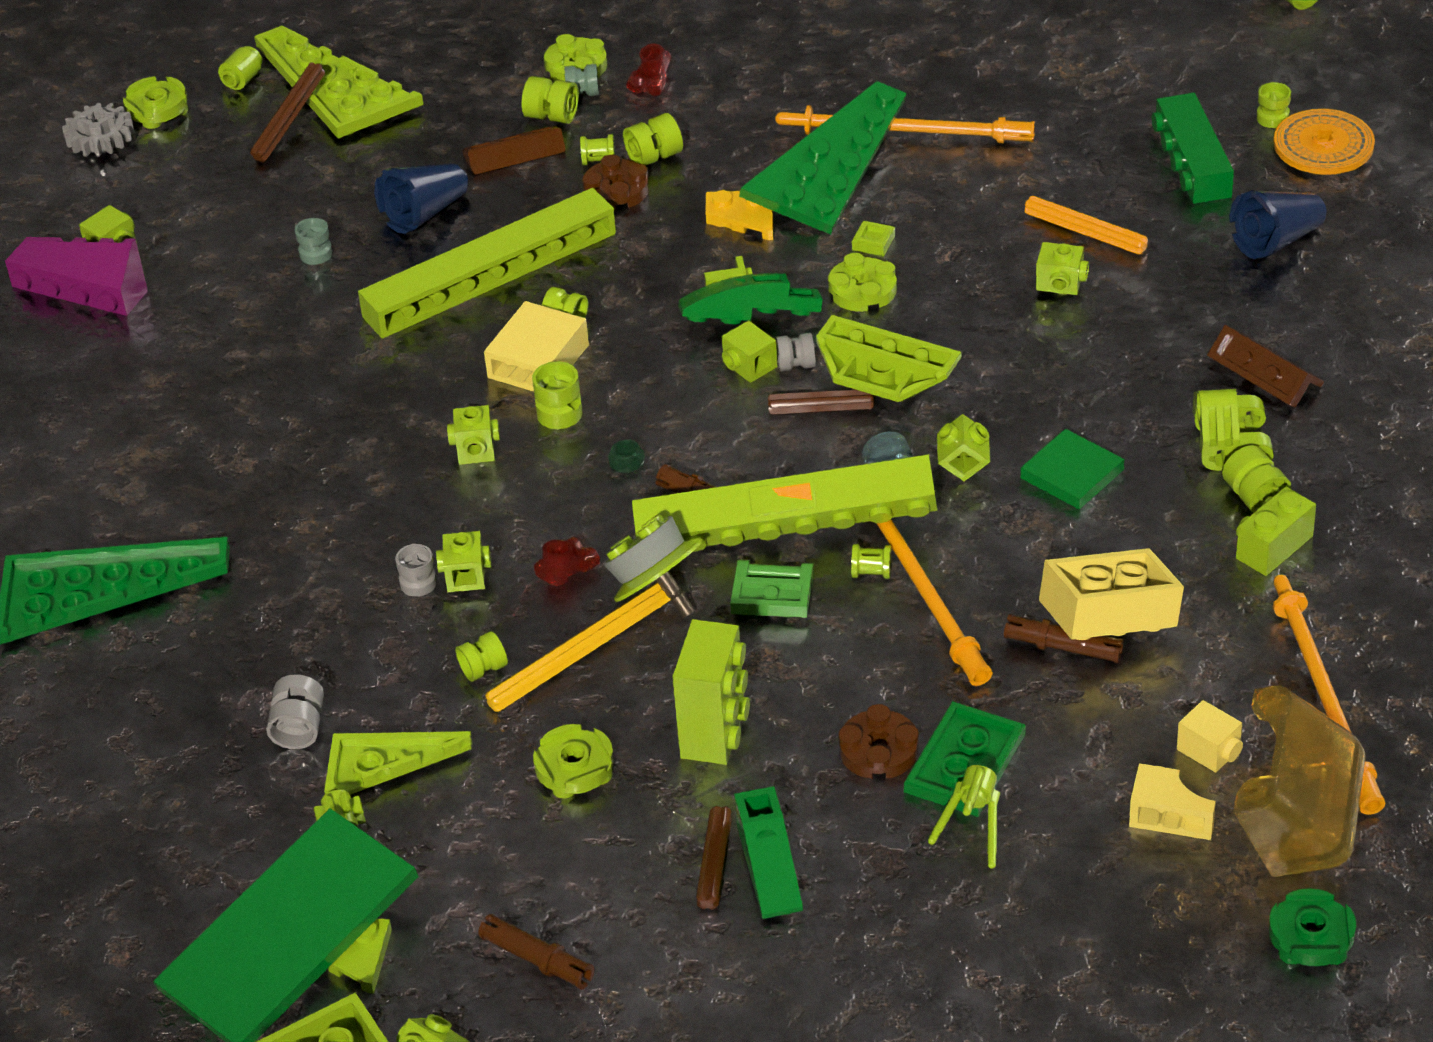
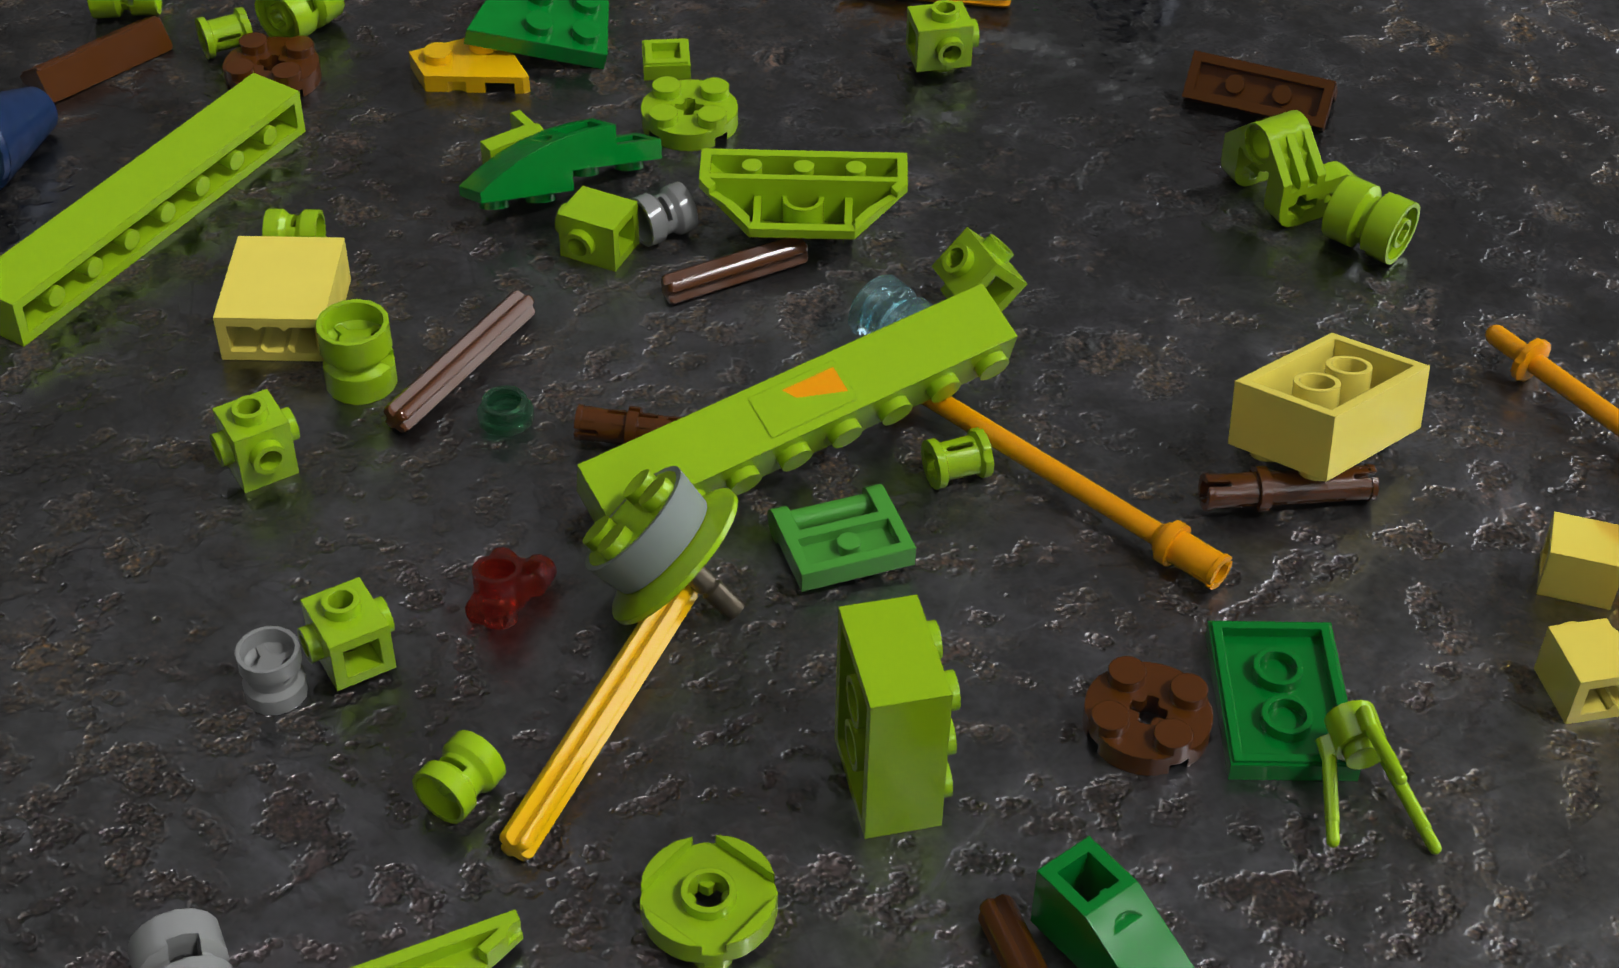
camera: 30 degrees left, 0 degrees up
(620, 416) = (459, 361): none -> axle
(1072, 468) = (1123, 269): green tile -> none
(1275, 530) = (1440, 273): lime brick -> none

